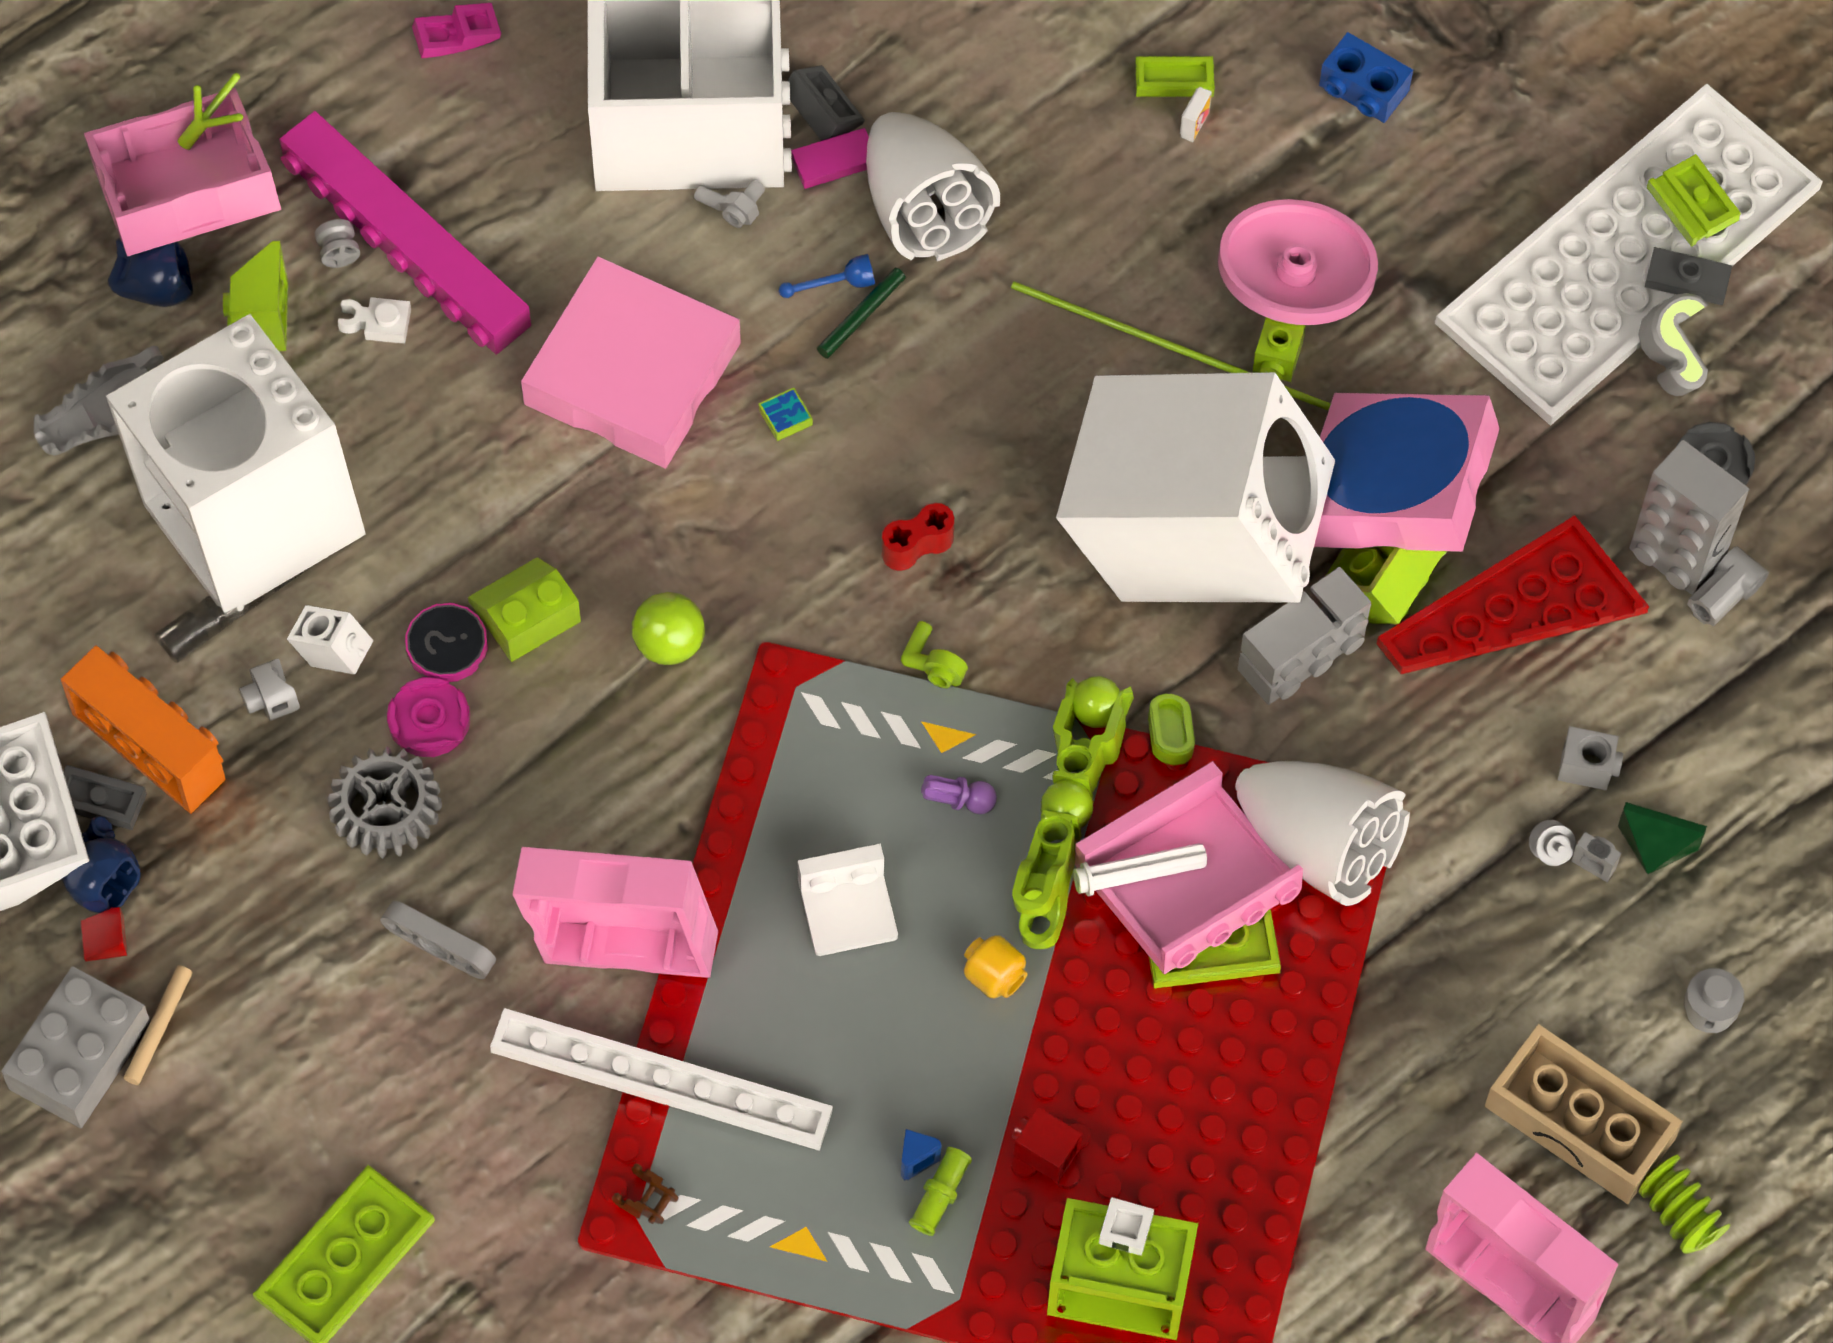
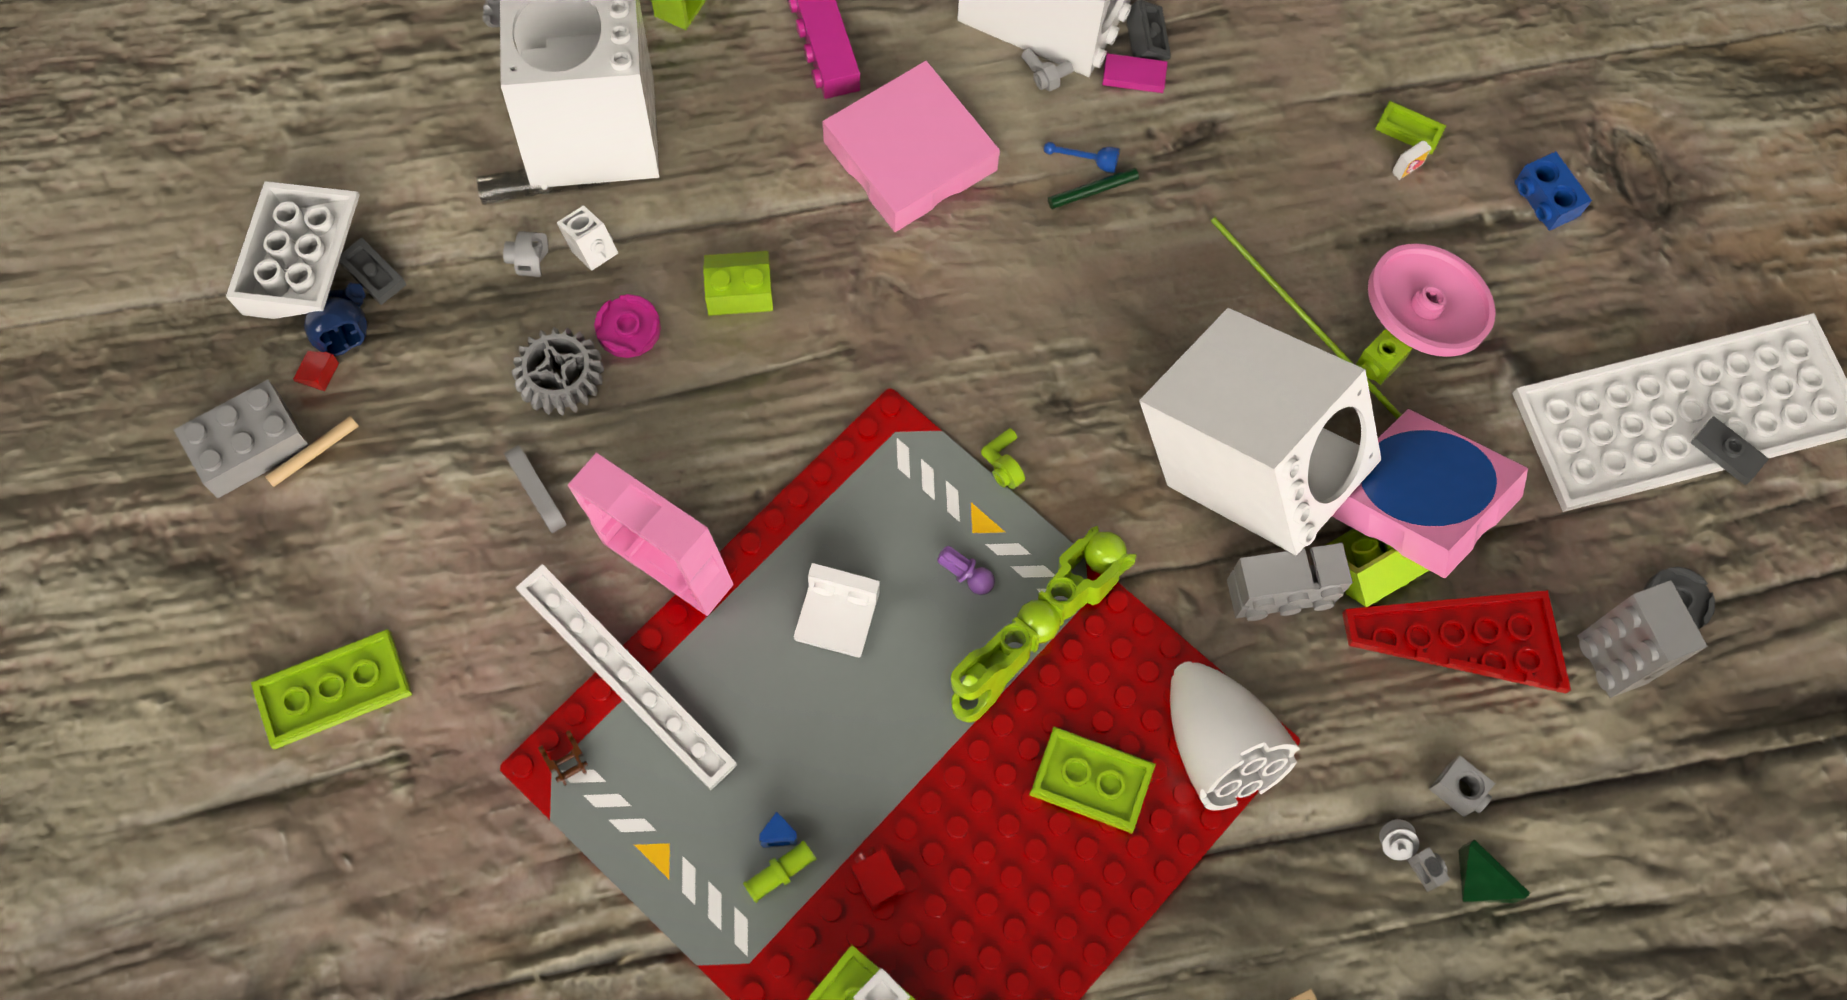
camera: 25 degrees right, 5 degrees up
(144, 728) = (424, 237): orange brick -> none
(383, 319) = (760, 39): white plate -> none
(446, 642) = (670, 279): black tile -> none
(668, 628) = (825, 344): lime piece -> none
(785, 414) = (999, 233): tile -> none
(909, 164) = (1181, 99): white cylinder -> none
(925, 534) = (1043, 365): red axle -> none
(995, 966) = (917, 717): yellow head -> none
(1138, 868) = (1065, 698): white axle -> none
(1171, 729) = (1150, 601): lime tile -> none
(1196, 908) = (1101, 718): bright pink panel -> none
(1668, 345) = (1687, 495): light grey animal -> none
(1693, 200) = (1762, 395): lime plate -> none
(1733, 579) = (1648, 702): light grey piece -> none

